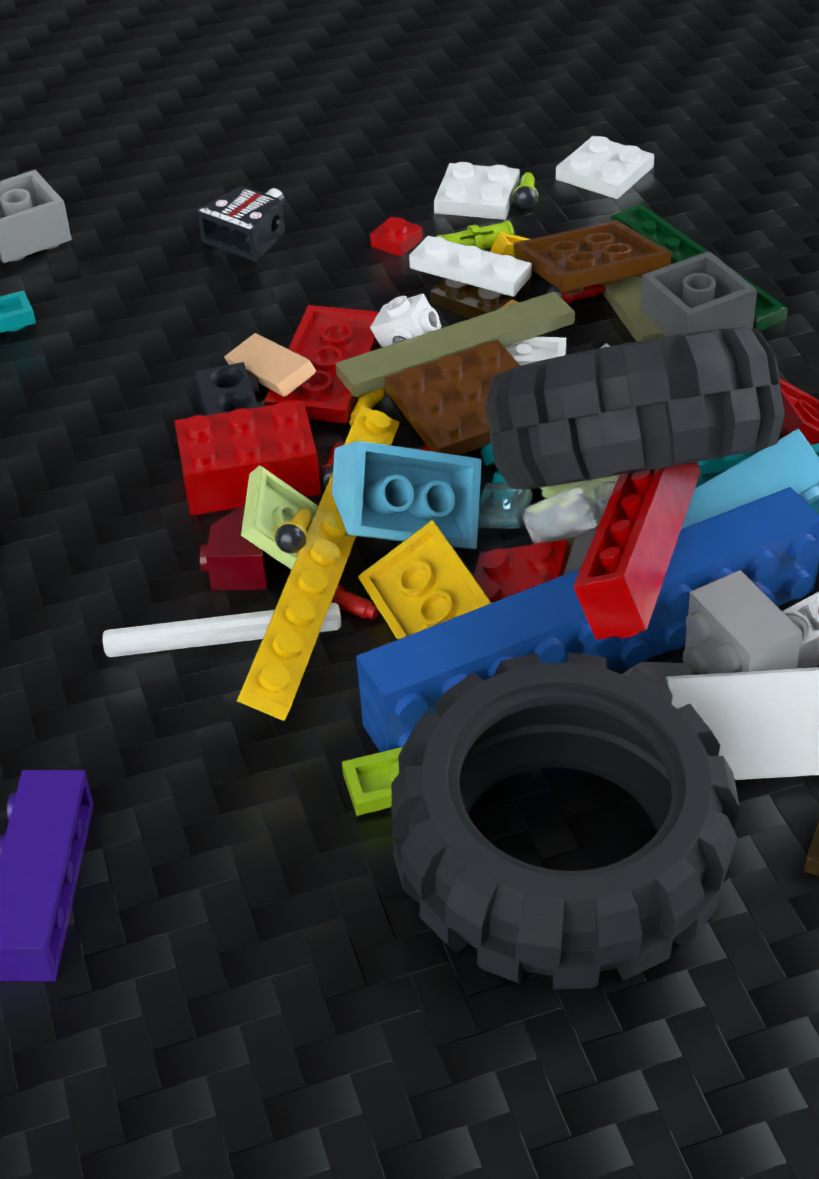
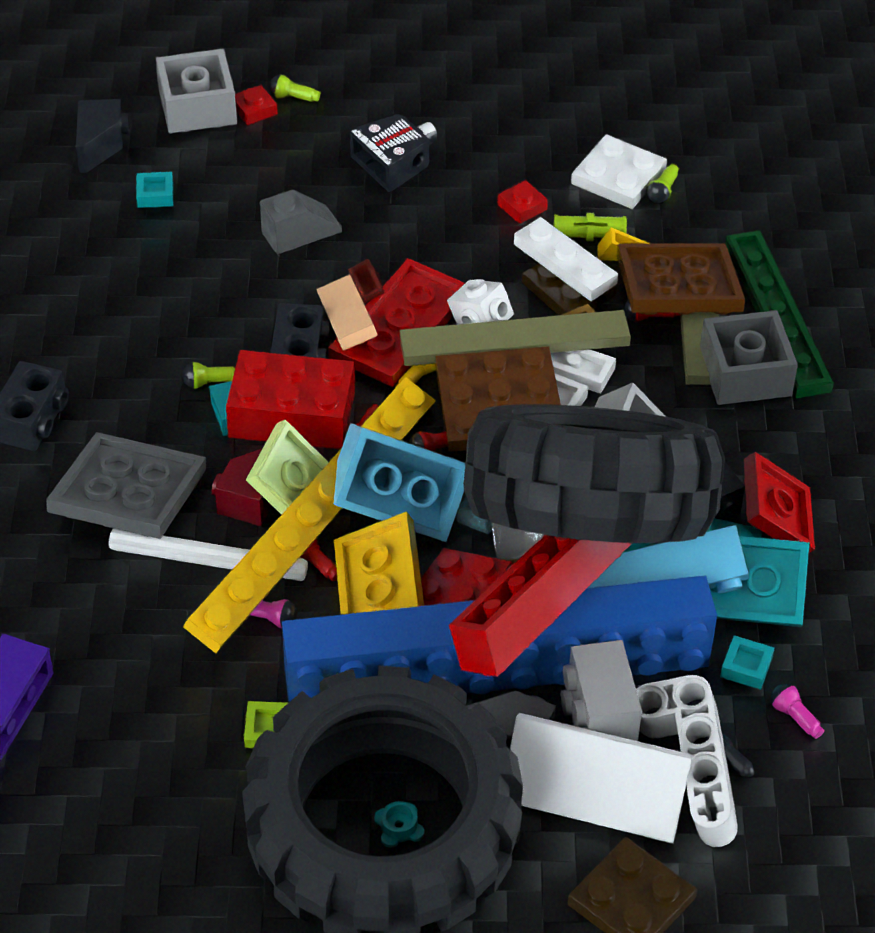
camera: 15 degrees right, 5 degrees up
(86, 219) = (255, 105): none -> red plate
(101, 584) = (127, 485): none -> dark grey plate
(106, 199) = (282, 87): none -> lime piece
(131, 464) = (197, 375): none -> lime piece
(171, 483) = (219, 396): none -> teal piece
(172, 304) = (295, 220): none -> dark grey slope
(276, 331) = (366, 280): none -> clear red piece
(292, 535) = (287, 491): black piece -> none
(332, 665) = (276, 611): none -> dark pink piece
(576, 830) = (398, 813): none -> teal plate
(605, 166) = (750, 177): white plate -> none

